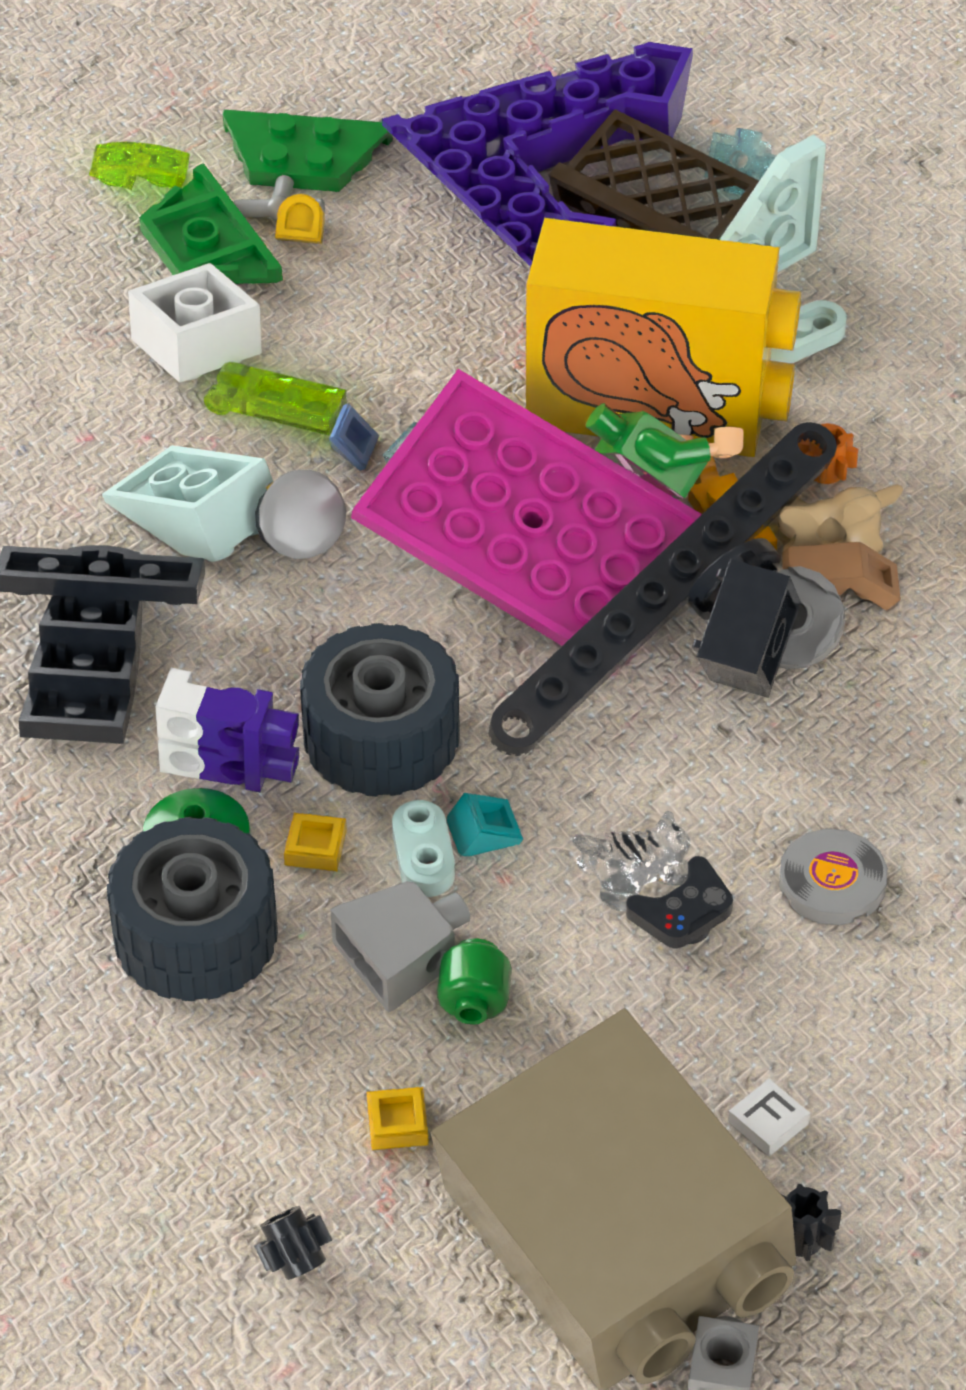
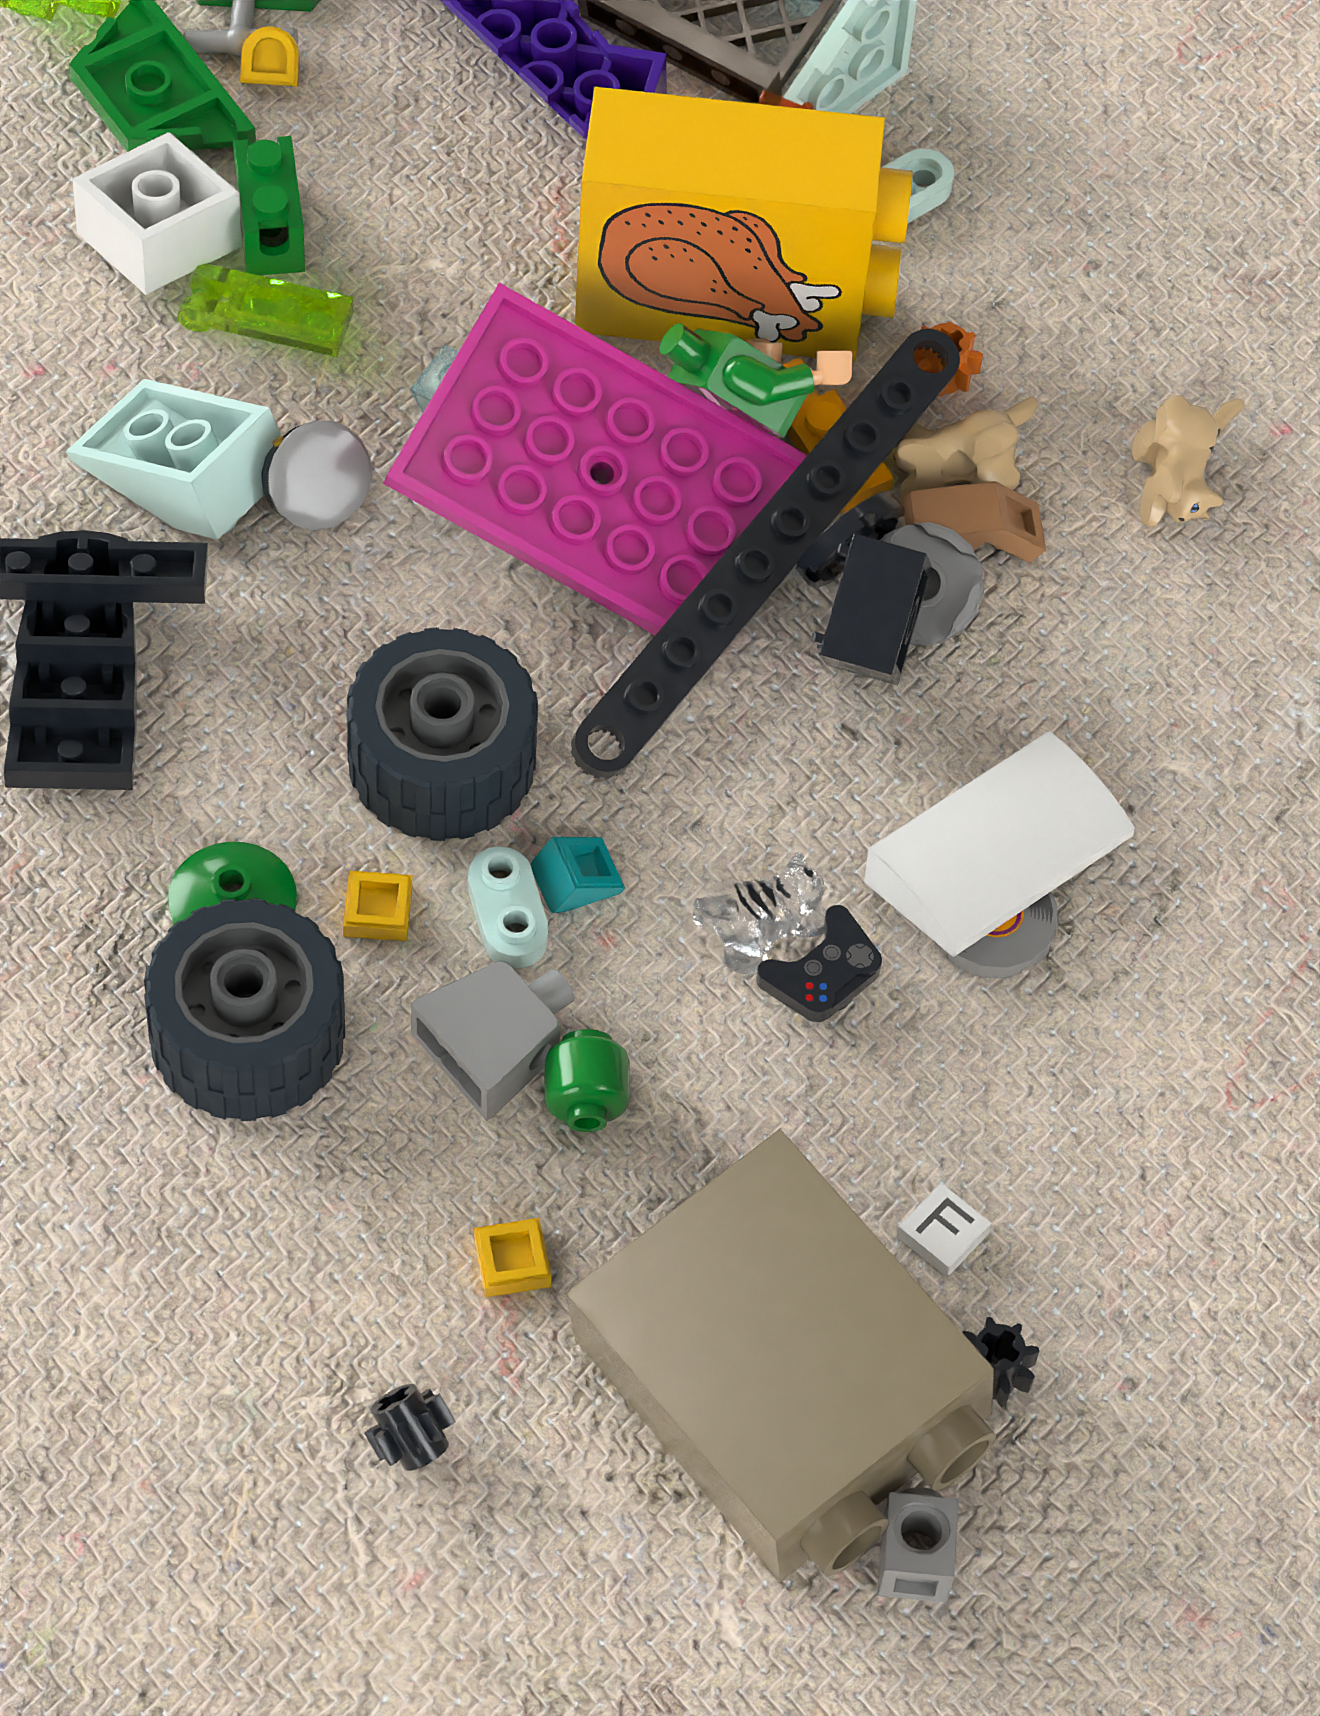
camera: 10 degrees left, 10 degrees up
(224, 734) = (258, 778): dark purple hips -> none
(286, 314) = (267, 203): none -> green brick
(353, 437) = (368, 360): medium blue slope -> none
(839, 815) = (998, 844): none -> white slope

